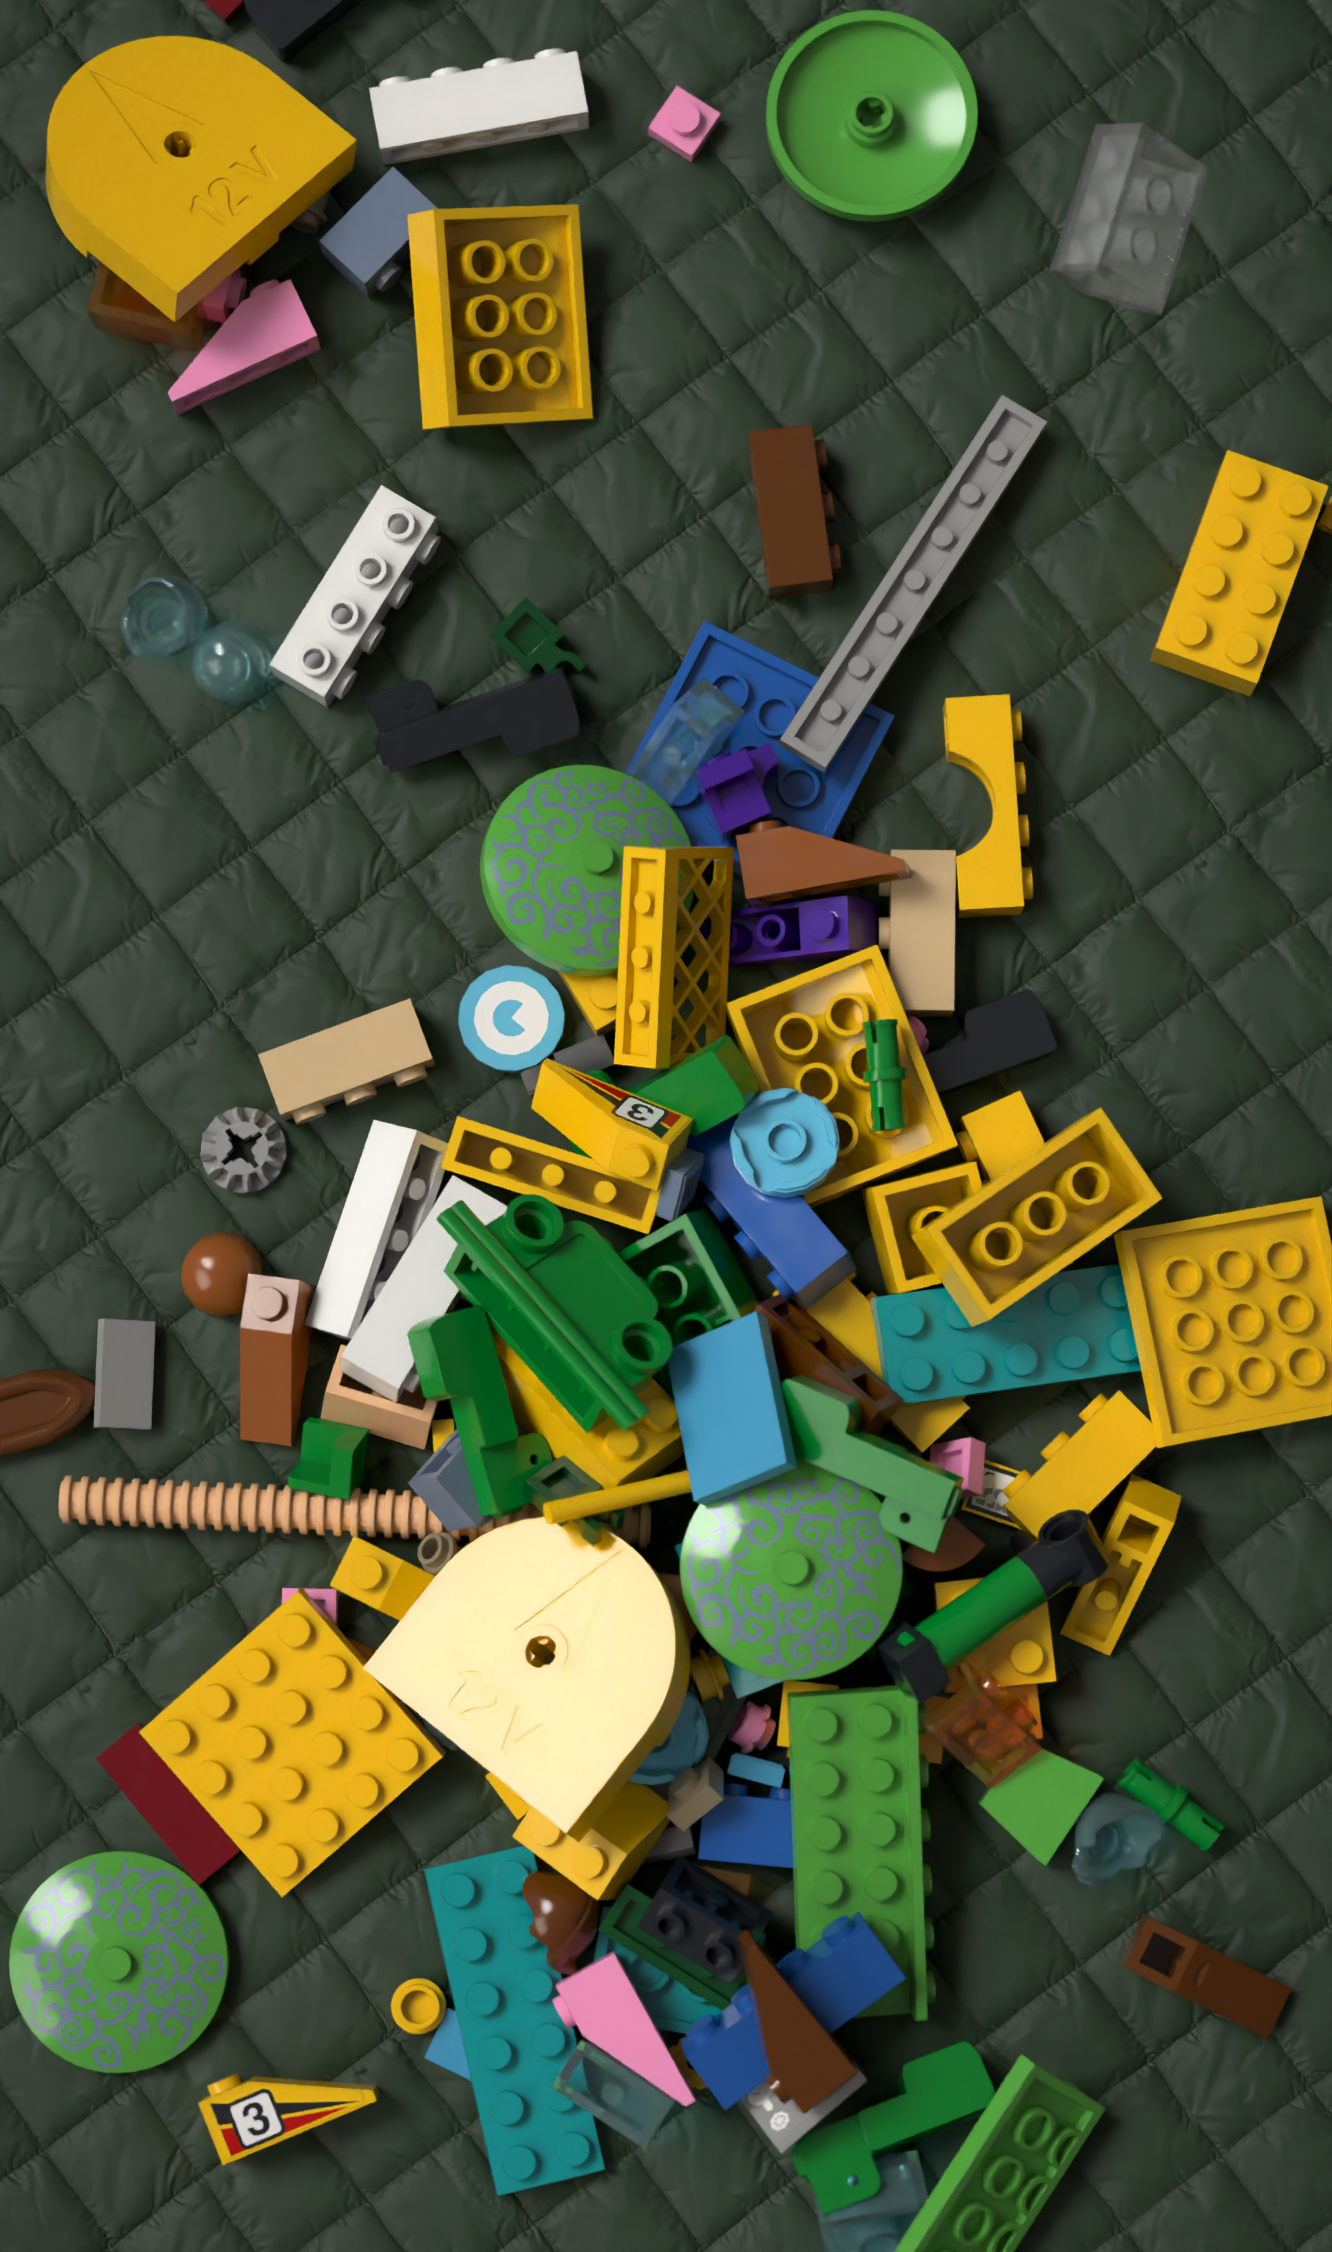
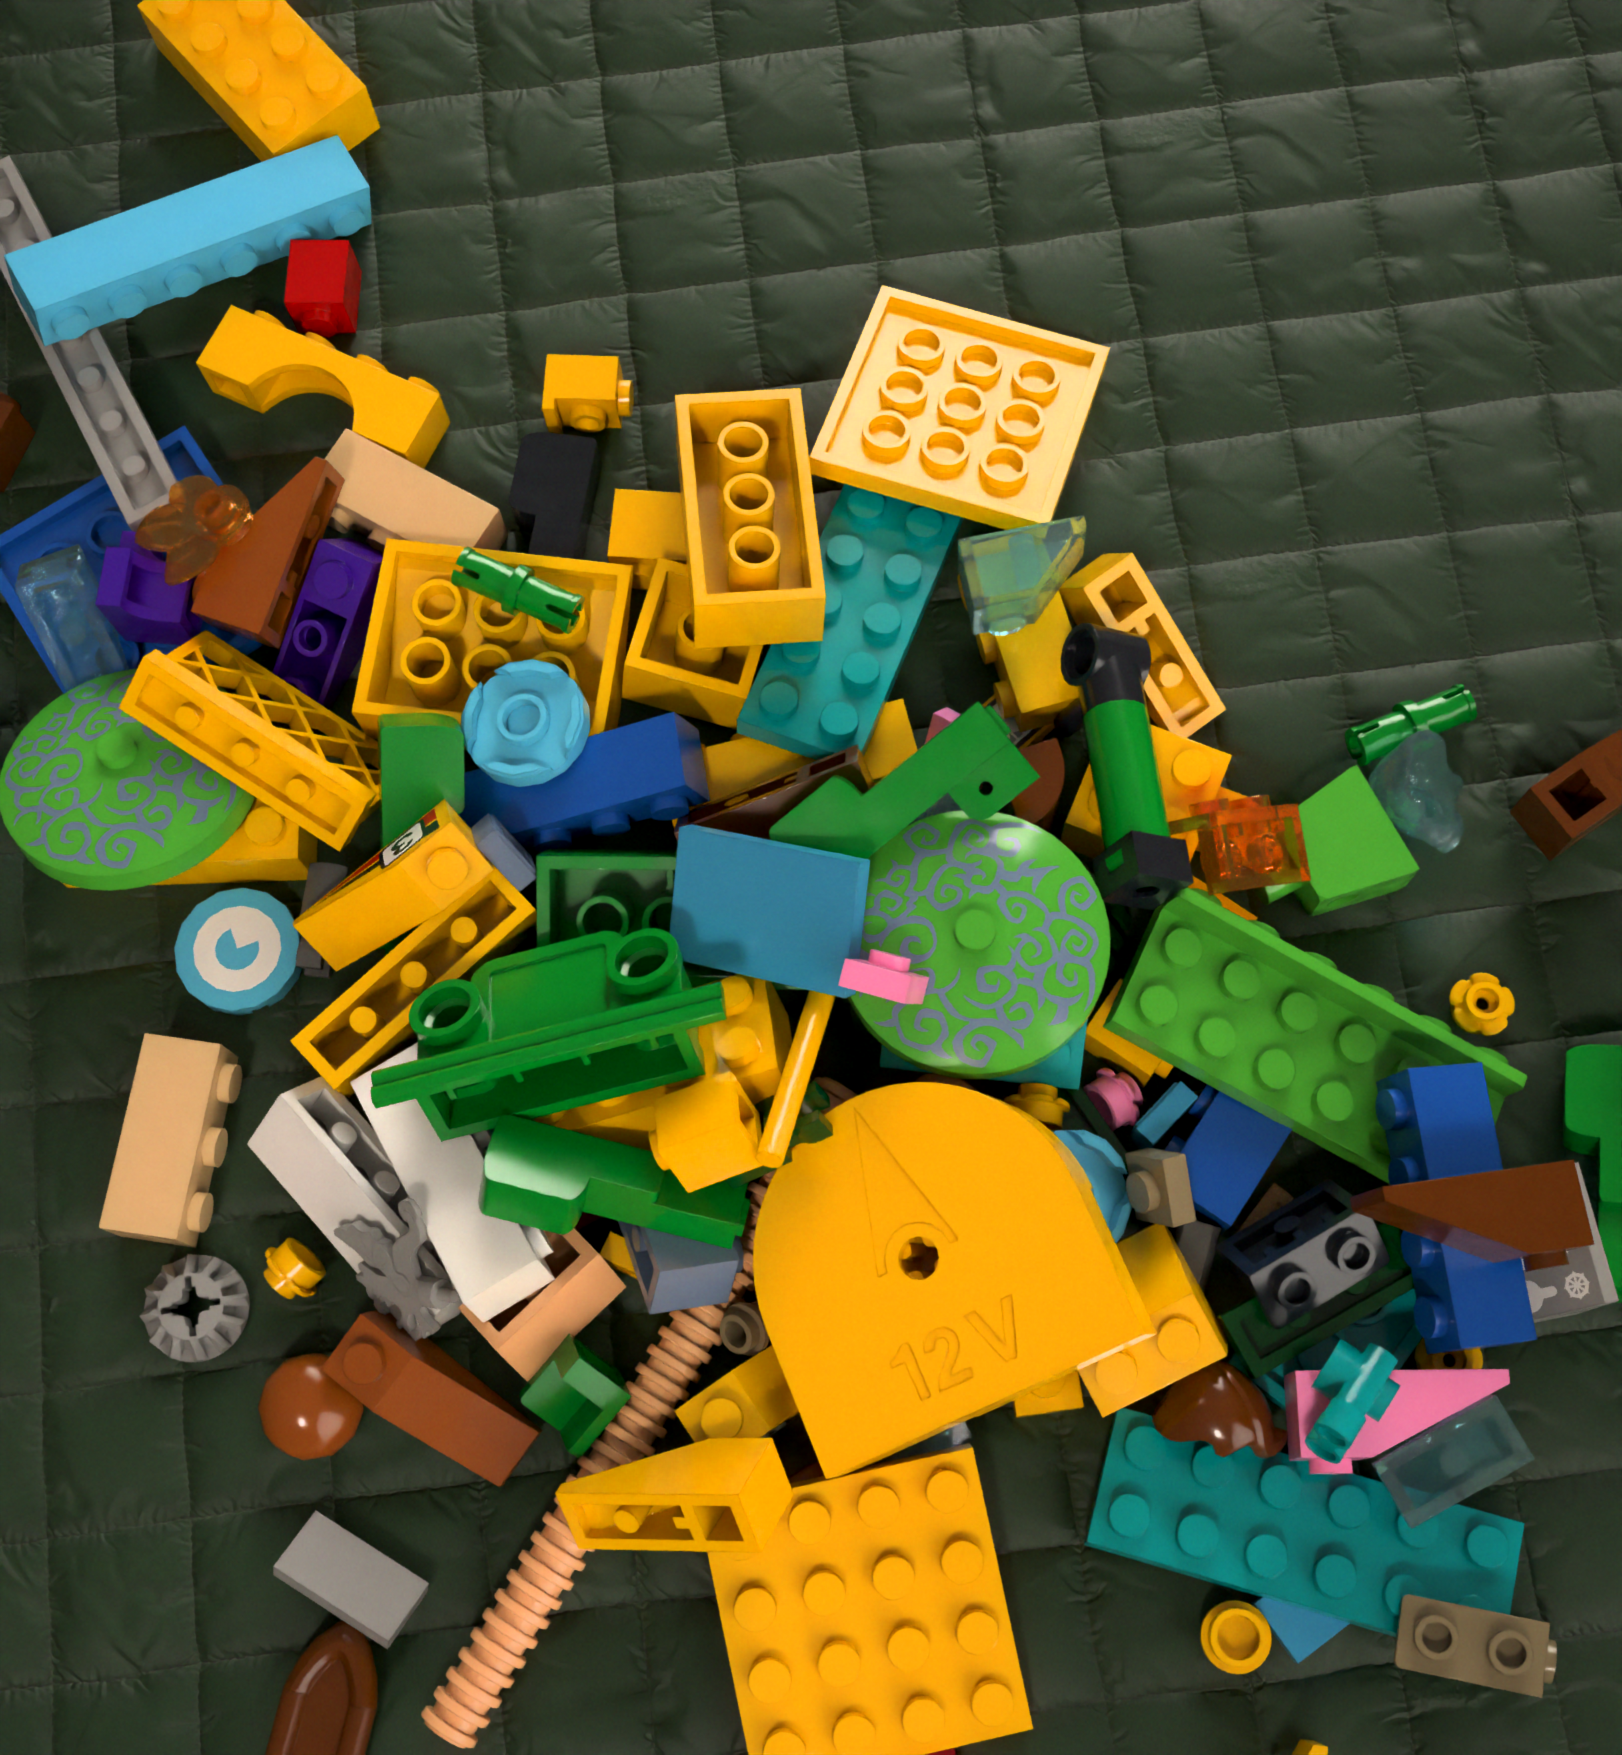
camera: 60 degrees left, 10 degrees down
(298, 1577) = (685, 1499): none -> yellow slope
(307, 1204) = (293, 1269): none -> yellow plate
(341, 1289) = (394, 1273): none -> light grey piece
(498, 2170) = (1474, 1645): none -> dark tan bracket
(546, 1457) = (706, 1132): none -> yellow brick
(620, 1999) = (1357, 1387): none -> teal plate
(718, 1523) = (884, 977): none -> bright pink plate
(795, 794) = (195, 526): none -> clear orange plate
(959, 1958) = (1469, 1016): none -> yellow plate
(1047, 630) = (188, 240): none -> medium azure brick
(1071, 749) = (323, 286): none -> red brick
(1095, 1014) = (585, 393): none -> yellow brick
(1108, 1444) = (1017, 572): none -> clear light blue slope

